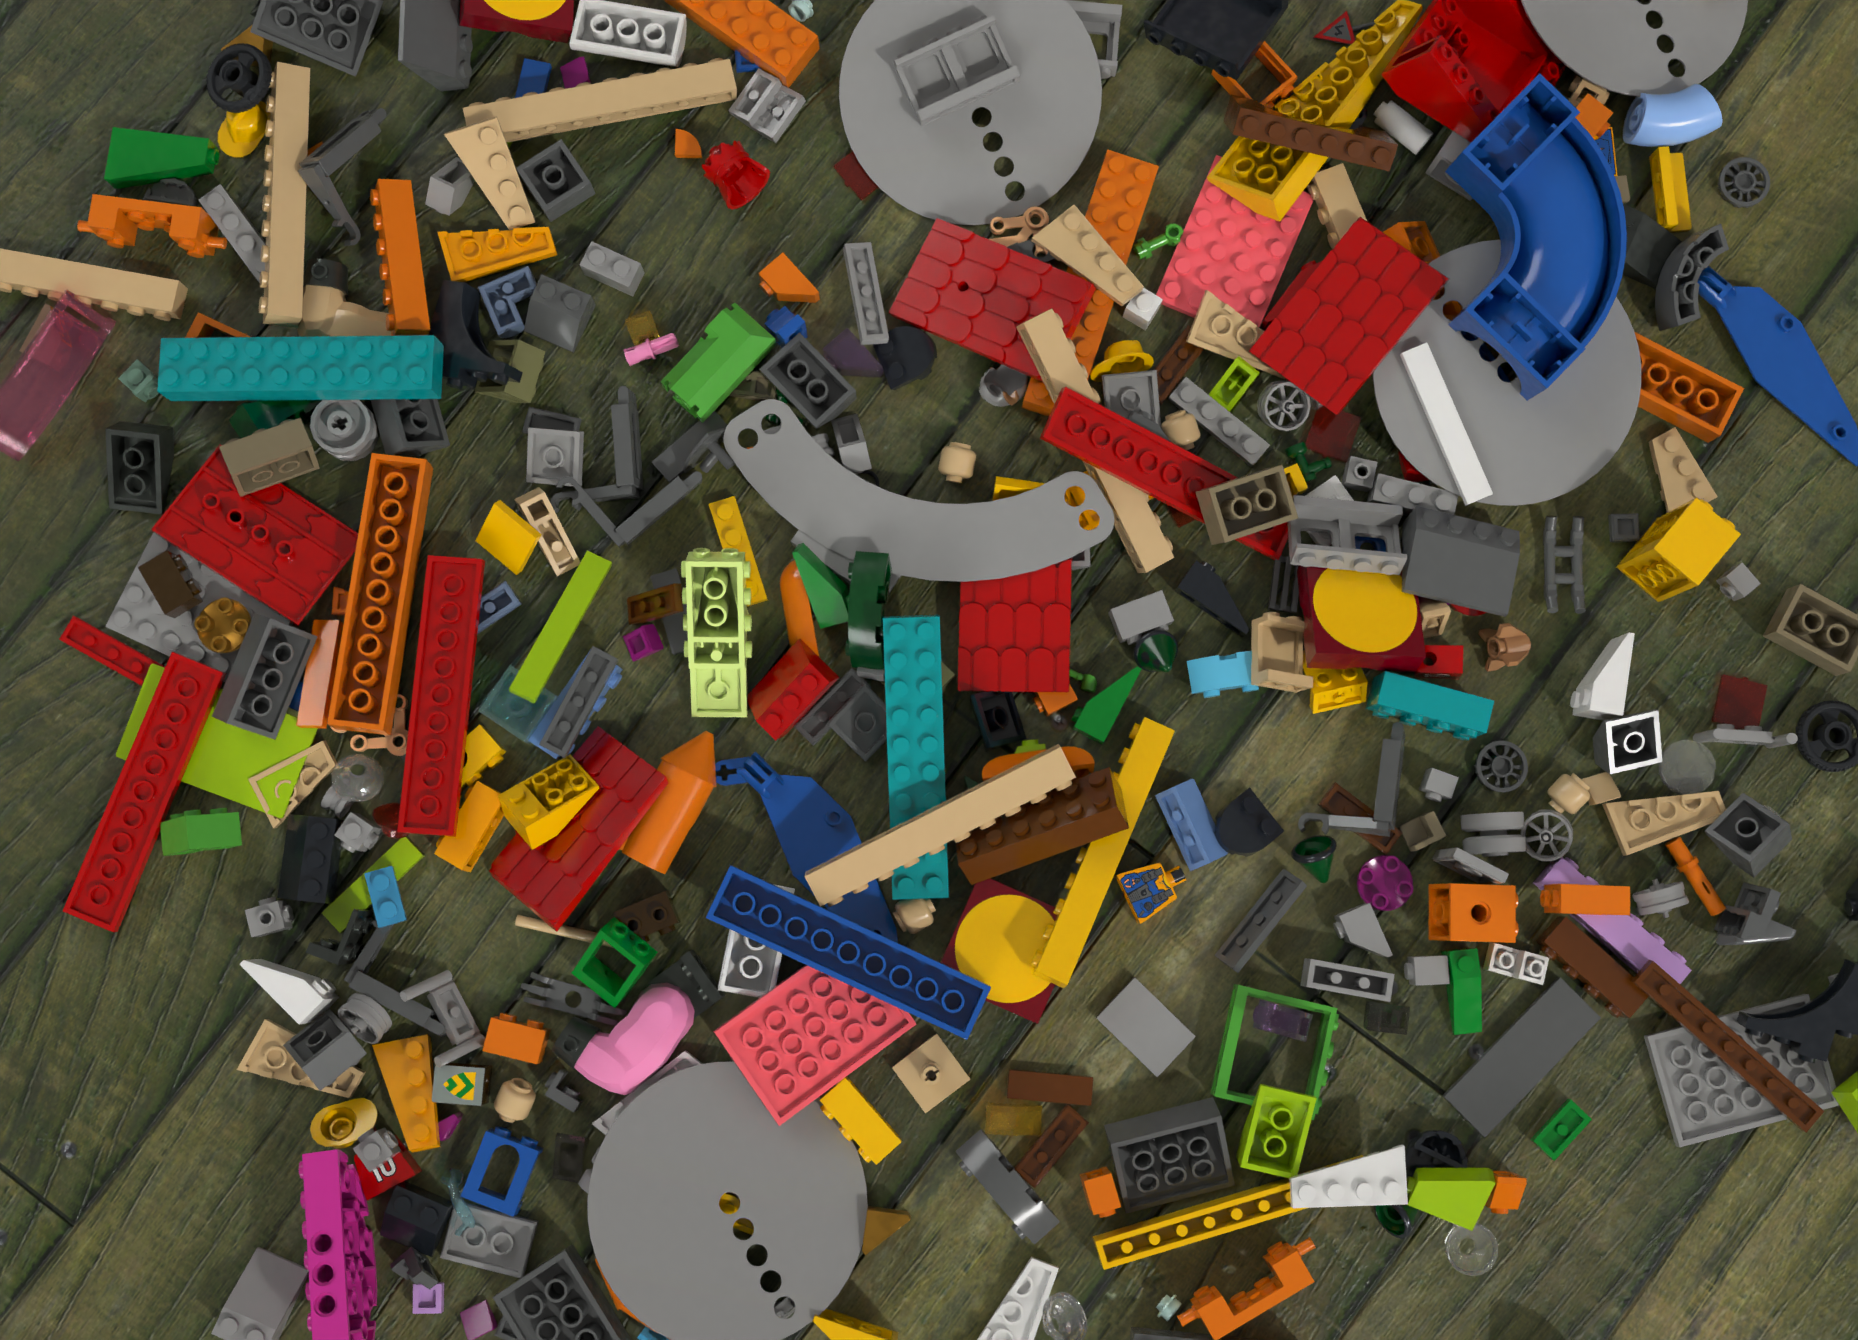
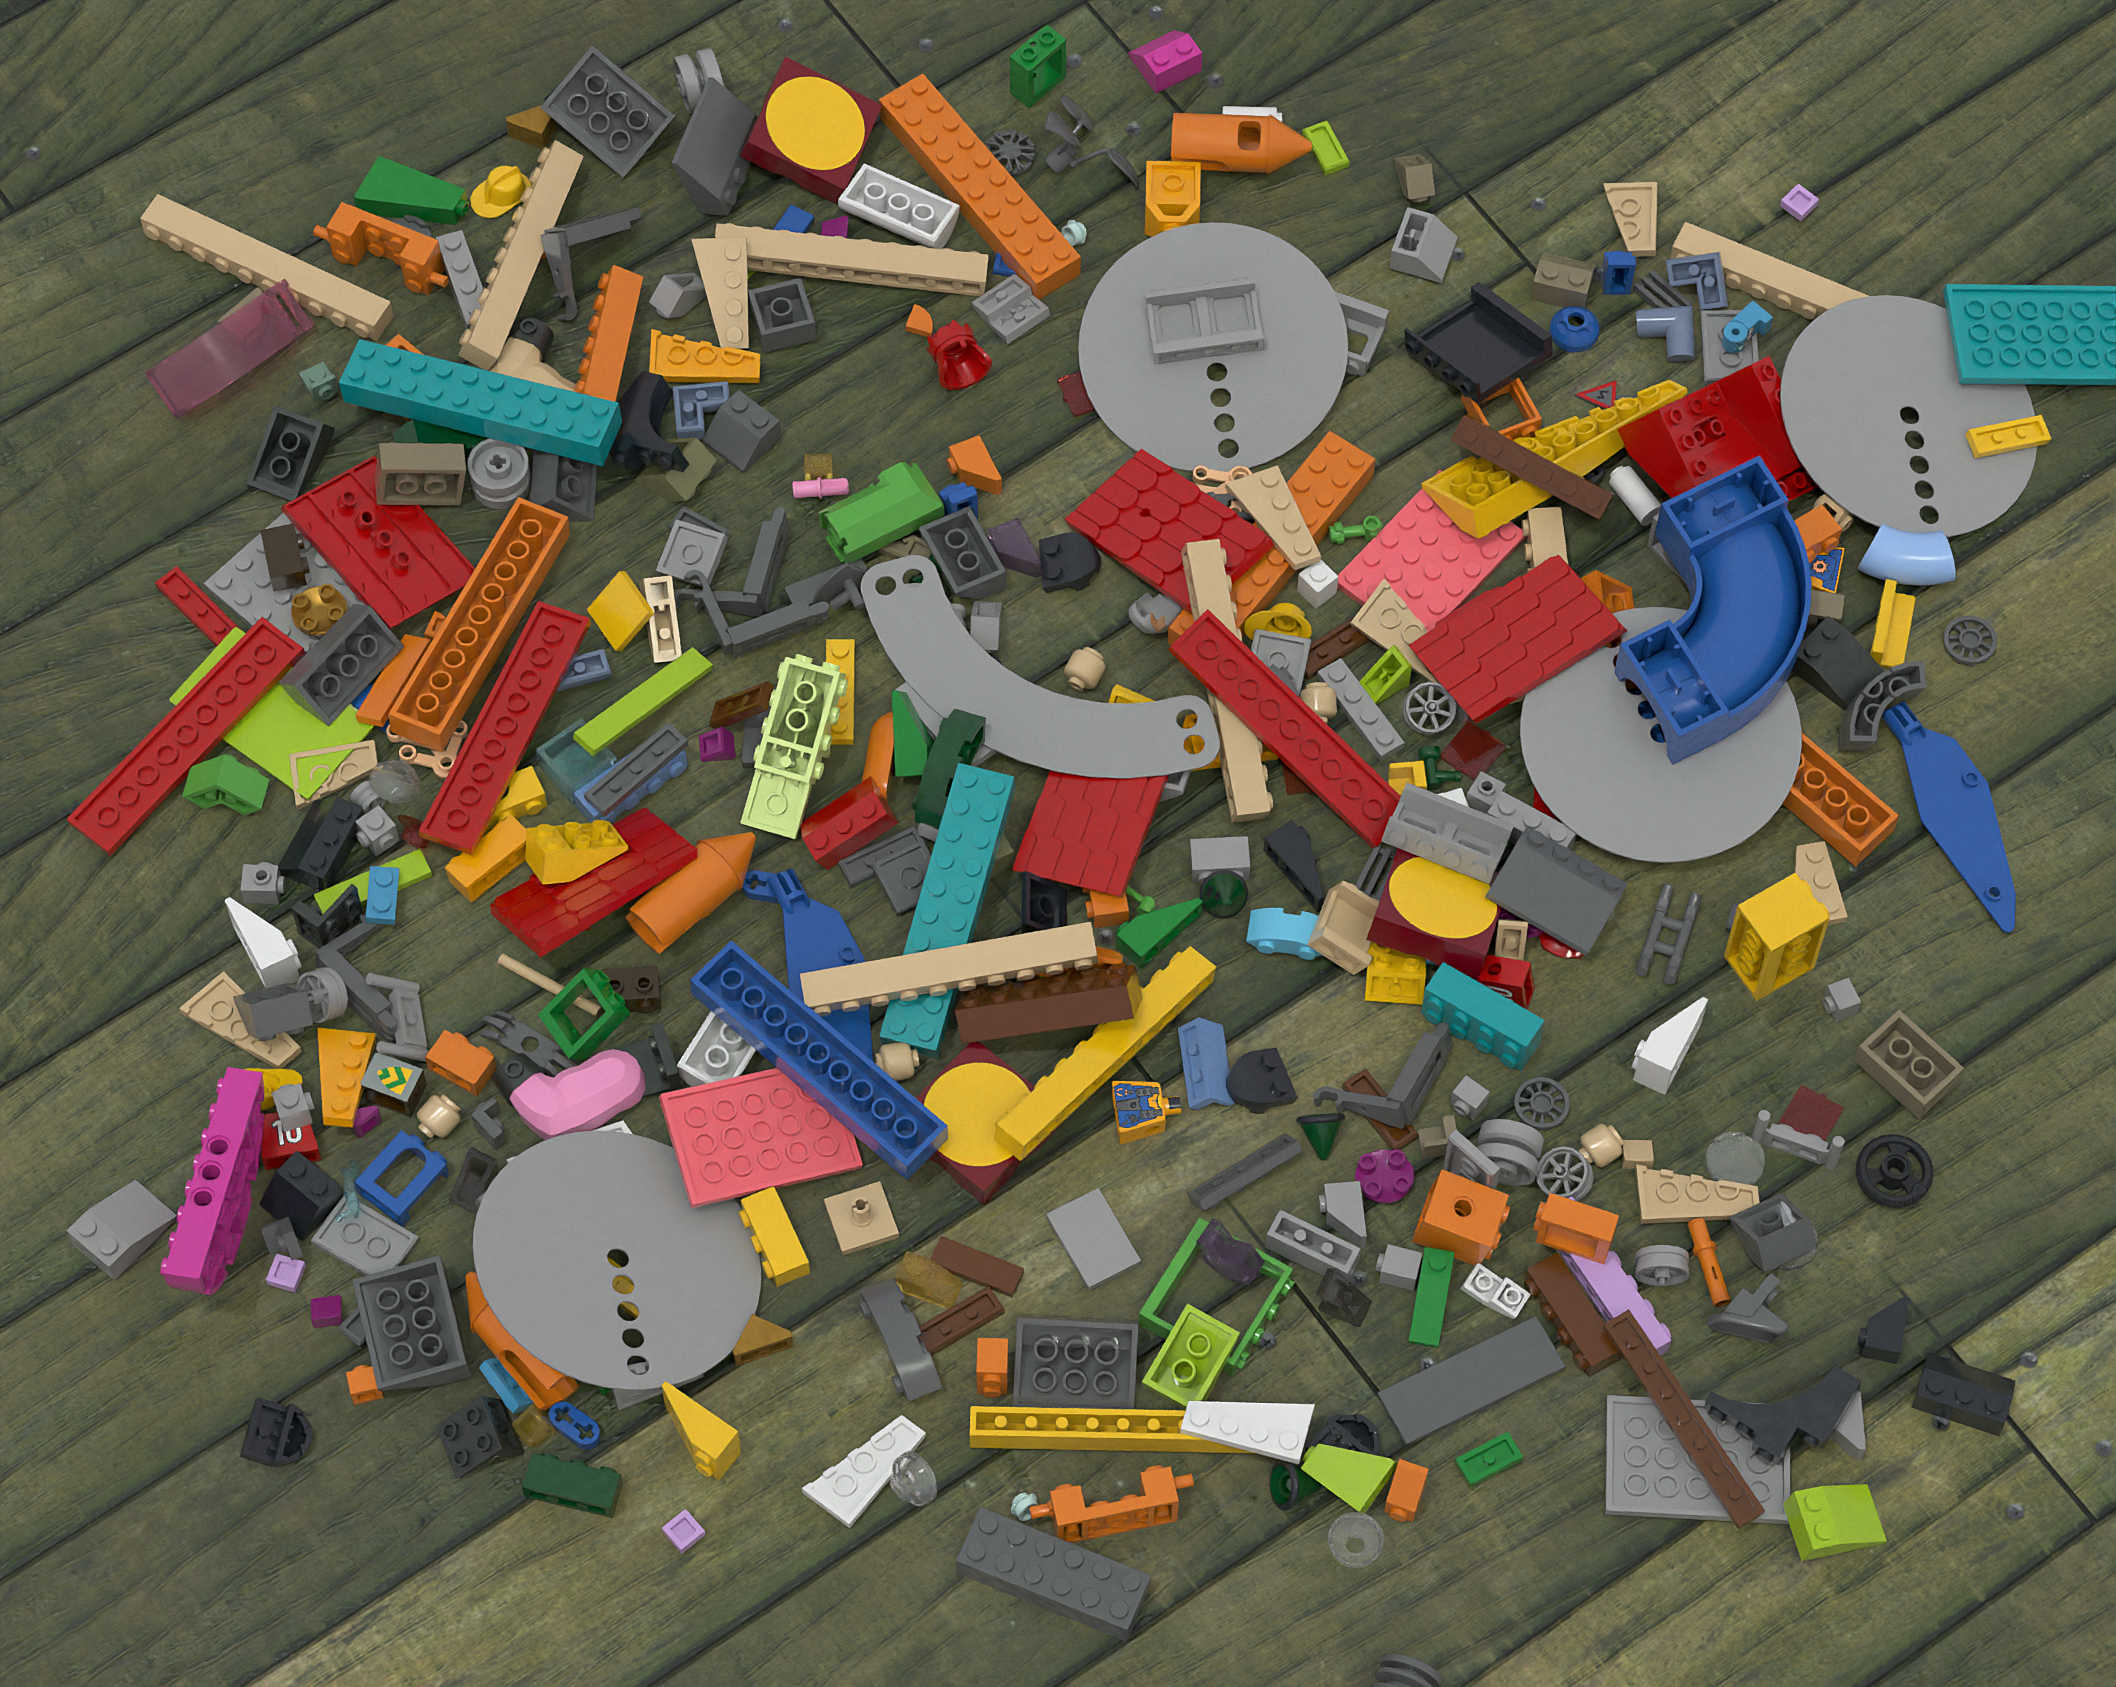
camera: 20 degrees right, 20 degrees down
(236, 75) = (511, 137): black wheel -> none
(612, 268) = (808, 407): light grey brick -> none
(865, 293) = (1047, 494): light grey plate -> none
(1246, 505) = (1355, 774): dark tan brick -> none
(1446, 424) = (1582, 761): white tile -> none
(1505, 646) = (1583, 989): medium nougat brick -> none
(1628, 742) = (1675, 1104): dark grey slope -> none

